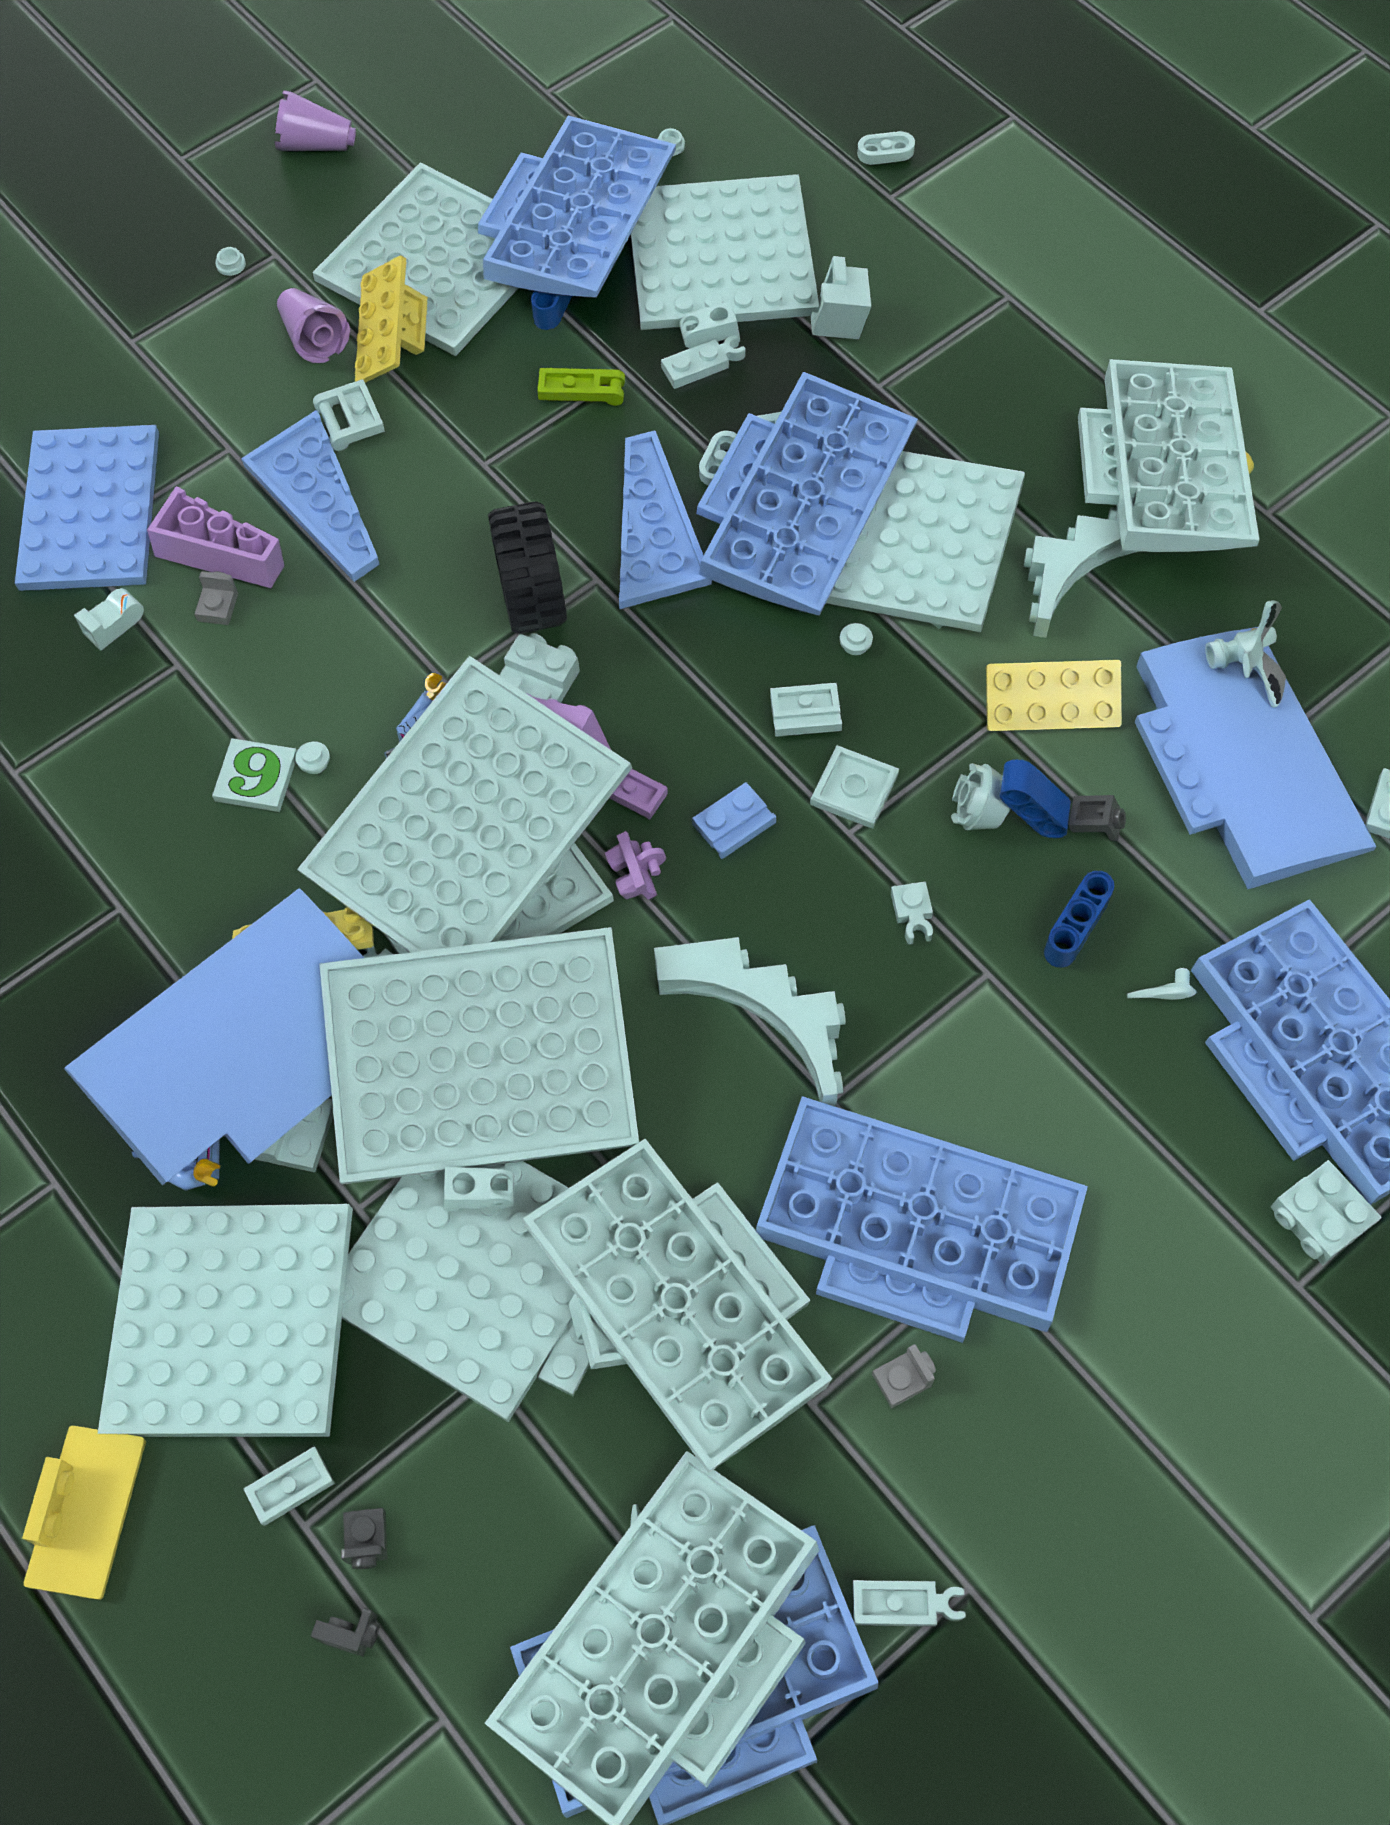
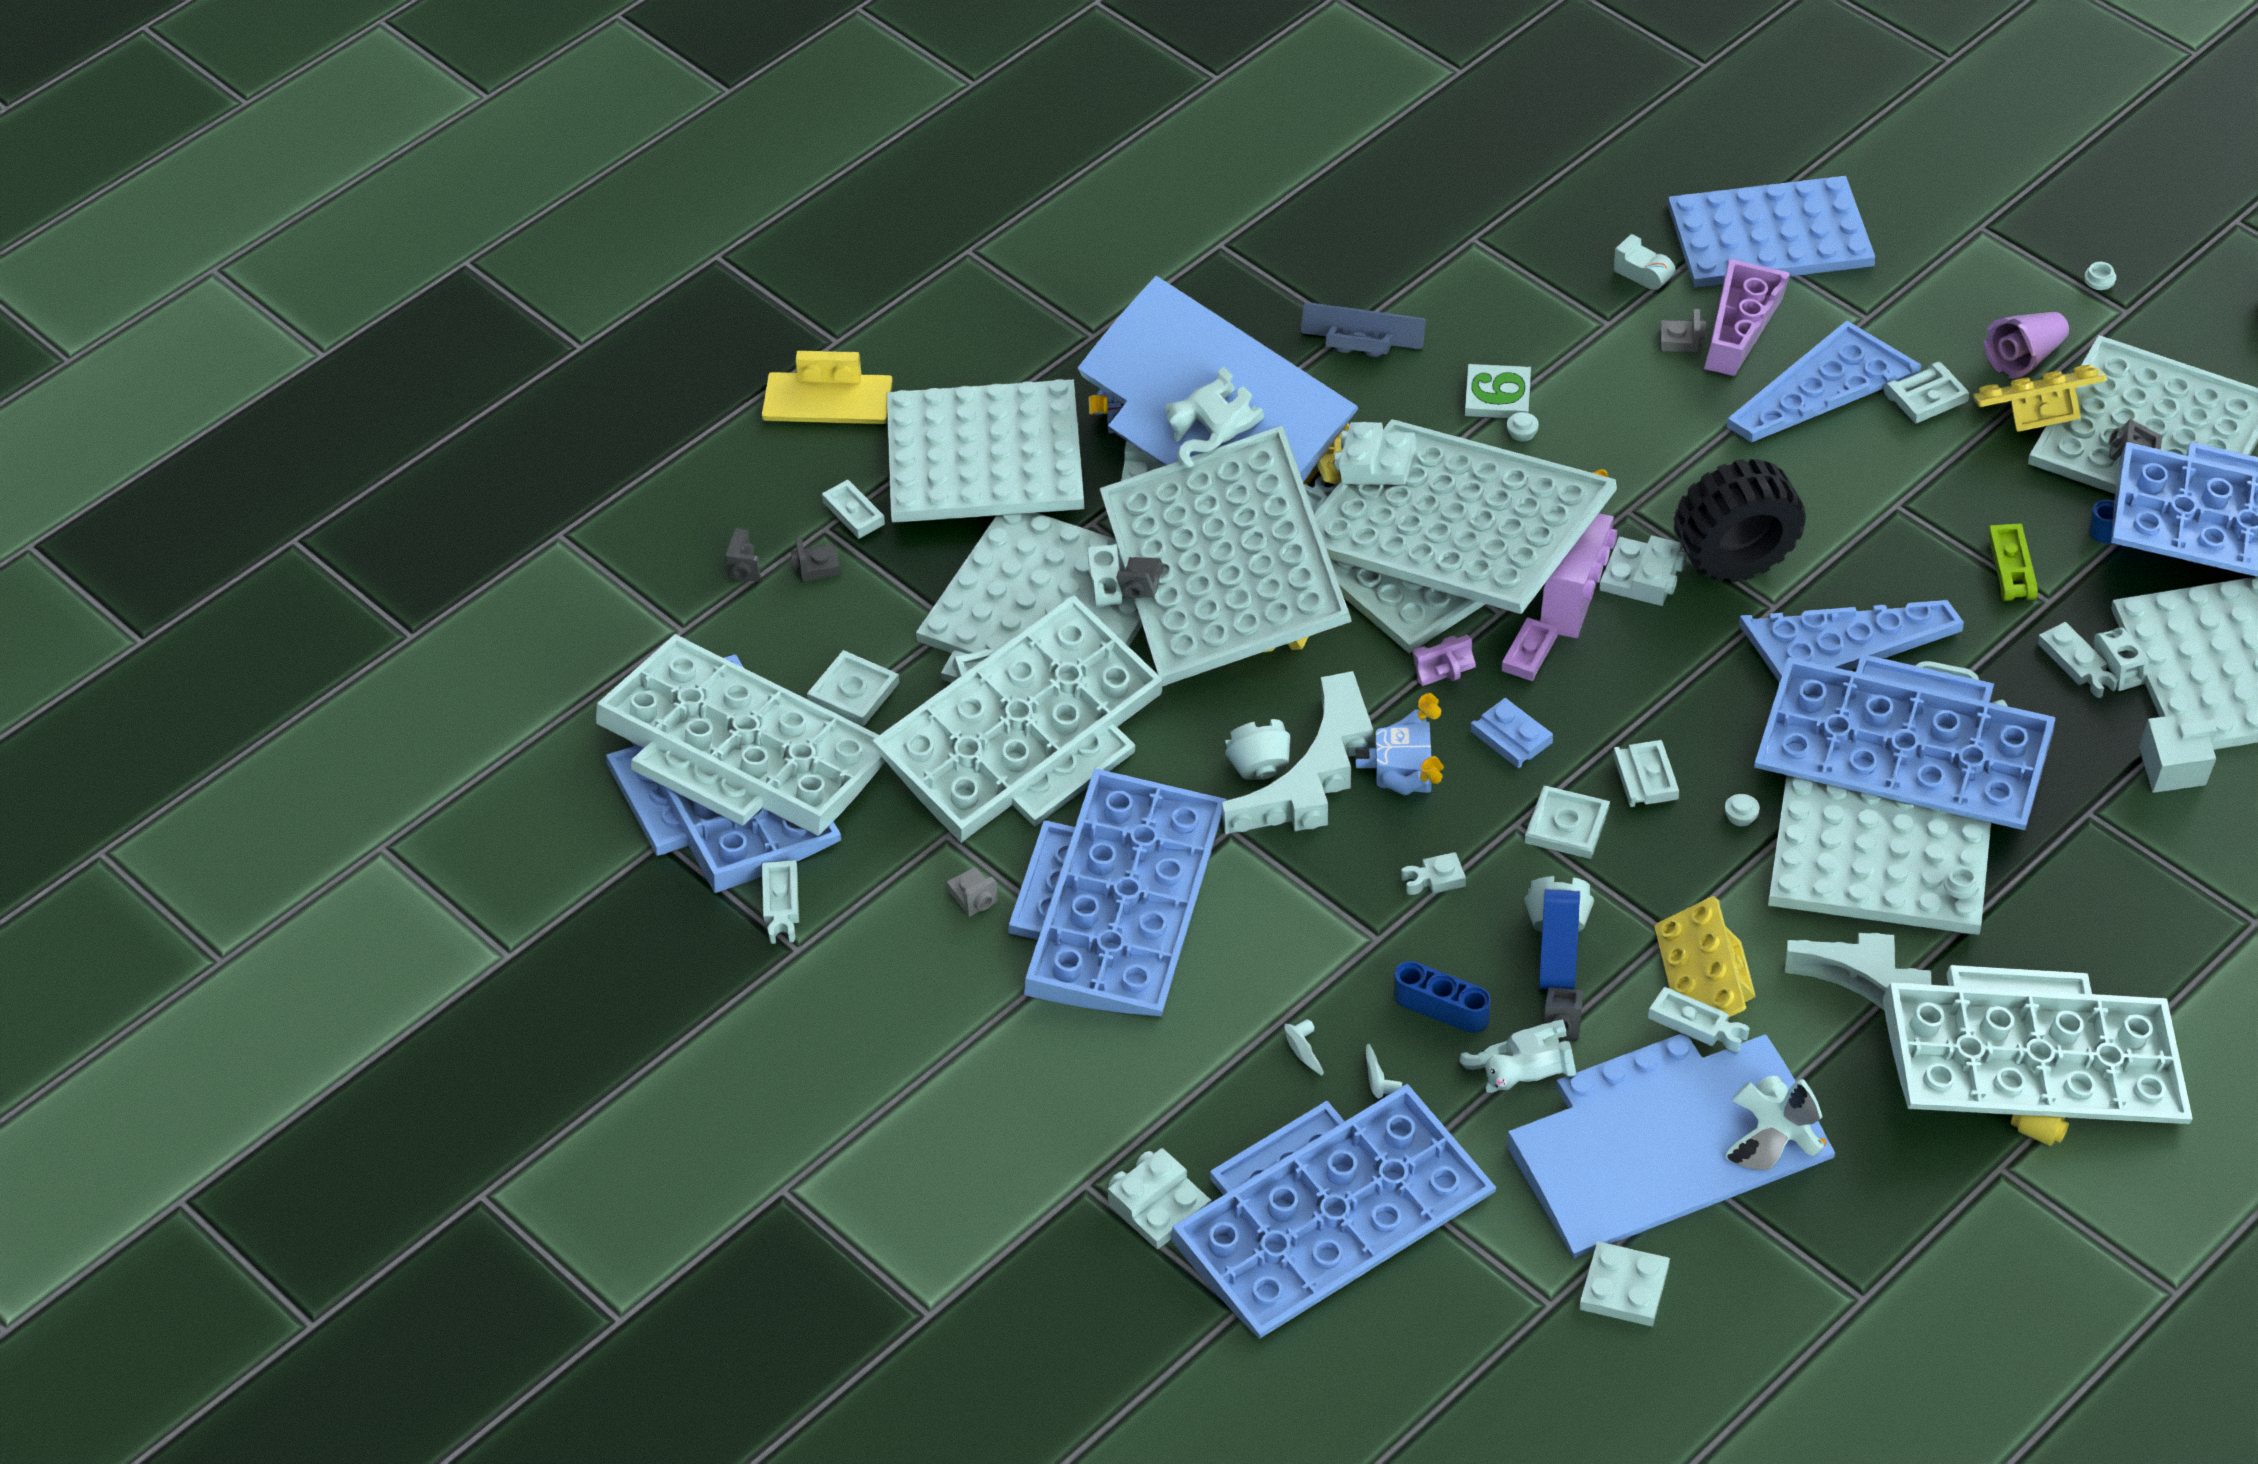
camera: 85 degrees right, 15 degrees down
(136, 893) = (1362, 329): none -> sand blue bracket
(283, 1033) = (1218, 416): none -> light aqua animal
(360, 885) = (1374, 455): none -> light aqua plate
(464, 266) = (2132, 433): none -> dark grey bracket
(497, 1146) = (1140, 577): none -> dark grey bracket
(584, 1499) = (853, 687): none -> light aqua plate
(750, 1051) = (1259, 750): none -> light aqua cone
(764, 916) = (1404, 752): none -> light blue torso
(987, 472) = (1961, 882): none -> light aqua plate
(1128, 1057) = (1298, 1043): none -> light aqua bar
(1129, 702) = (1697, 1020): none -> light aqua plate
(1159, 848) = (1524, 1057): none -> light aqua animal

